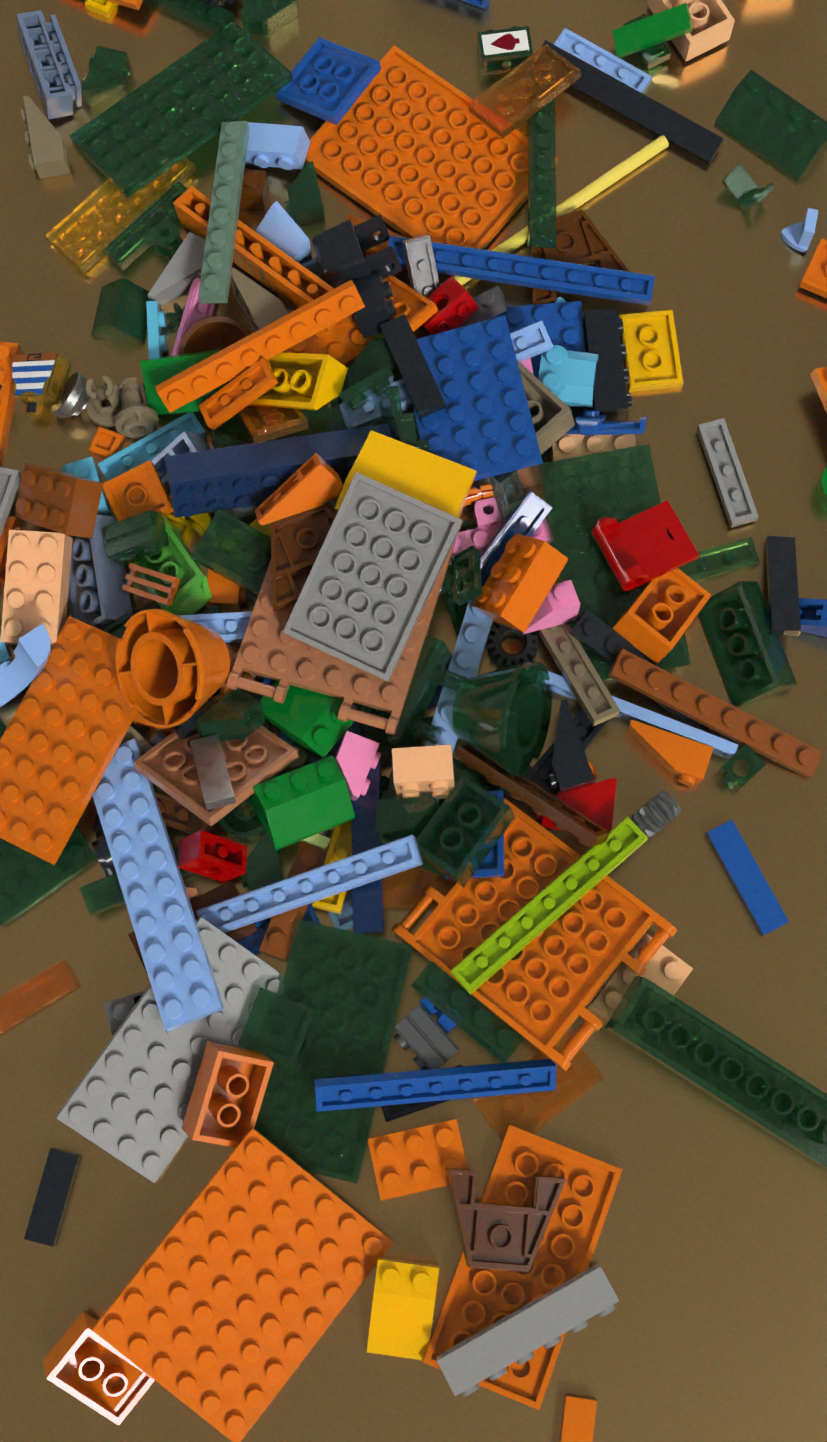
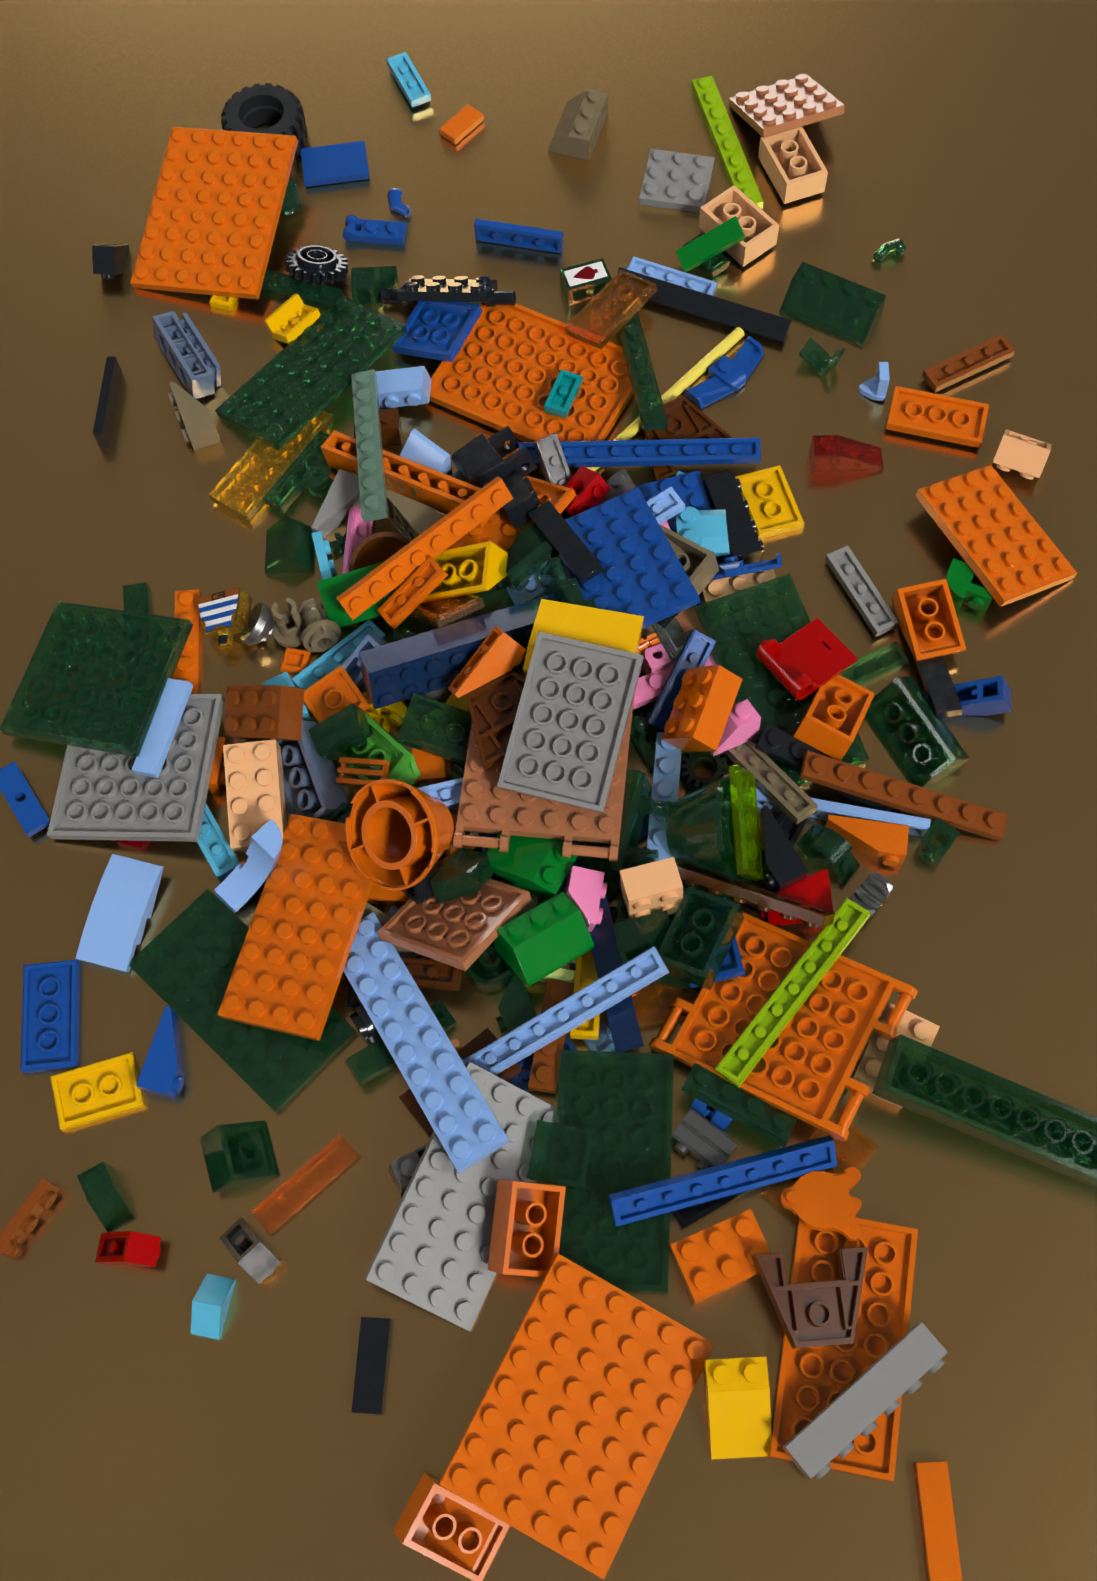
camera: 10 degrees left, 10 degrees down
(106, 75) = (239, 356): clear green slope -> none
(170, 41) = (291, 319): none -> yellow bracket
(212, 772) = (456, 923): flat silver tile -> none
(212, 856) = (467, 1006): red brick -> none
(305, 198) = (437, 425): clear green slope -> none
(351, 37) = (451, 290): none -> black plate
(450, 184) = (563, 393): none -> teal plate
(466, 575) = (651, 712): clear green plate -> none
(534, 1124) = (825, 1201): none -> orange tile
(538, 716) = (745, 823): none -> clear neon green tile
(624, 758) = (829, 848): none -> clear green brick
(638, 191) = (727, 375): none -> blue plate
(745, 310) = (843, 454): none -> clear red slope
(747, 877) = (967, 939): blue tile -> none
(791, 521) = (928, 620): none -> orange slope

